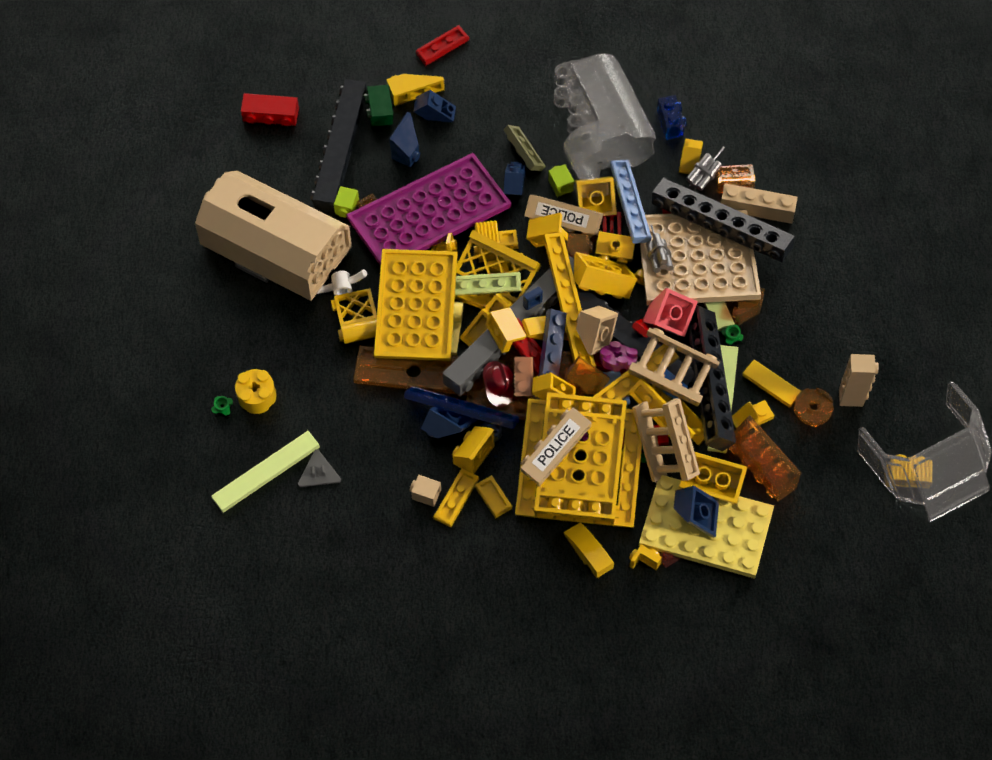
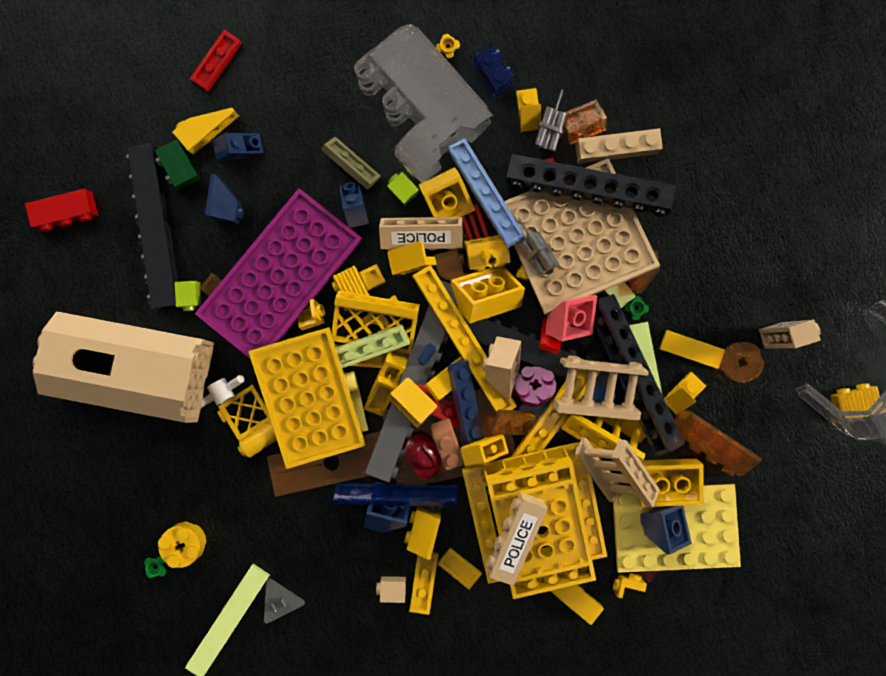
camera: 20 degrees left, 25 degrees up
(643, 89) = (448, 40): none -> yellow plate

